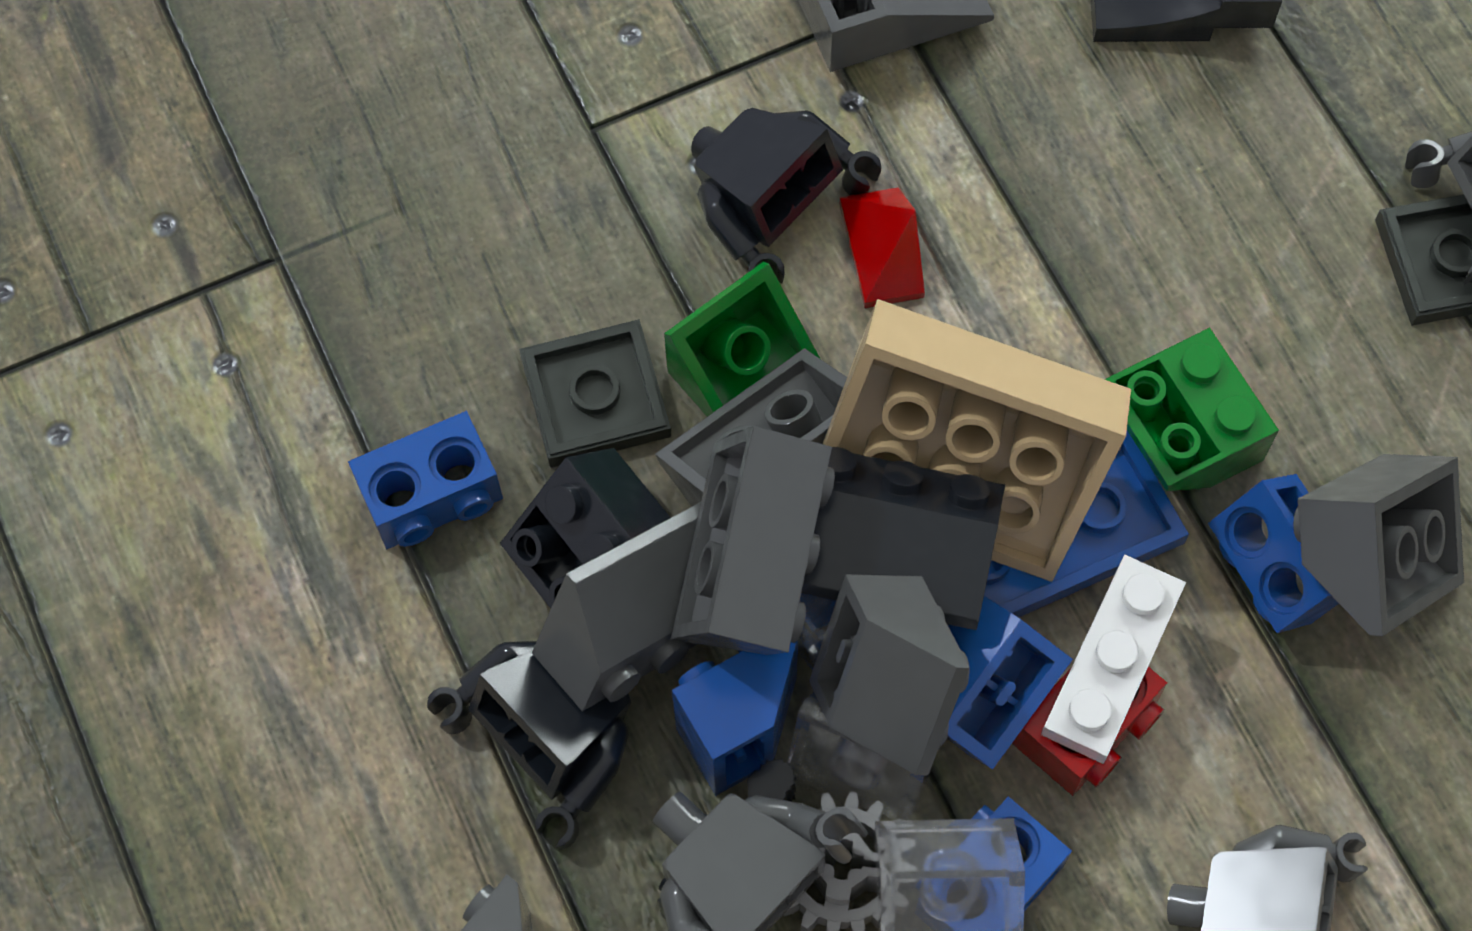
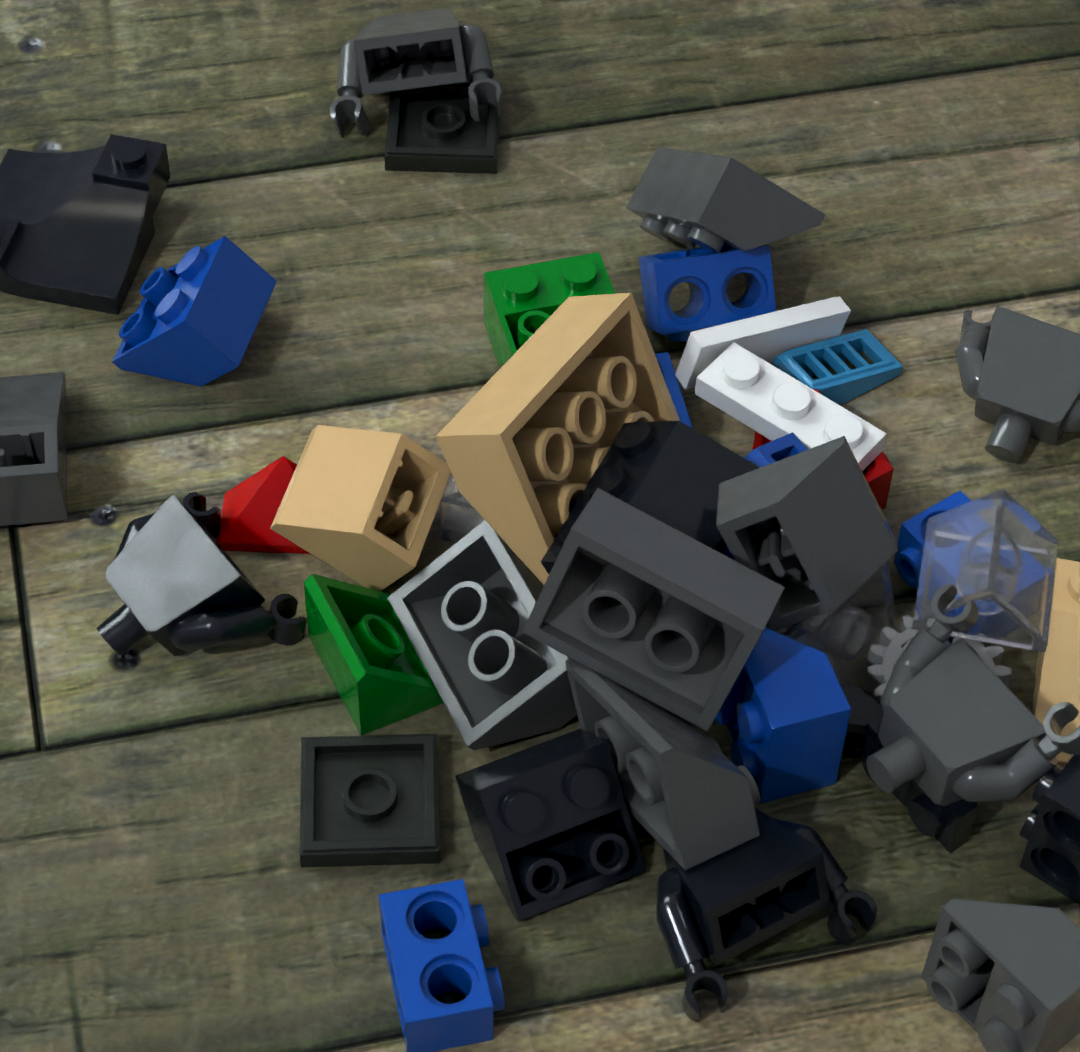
camera: 80 degrees left, 15 degrees down
(888, 263) = (363, 502): none -> tan slope
(1092, 100) = (196, 316): none -> blue slope
(1230, 625) = (763, 335): none -> white tile
(1251, 696) = (847, 384): none -> dark azure slope

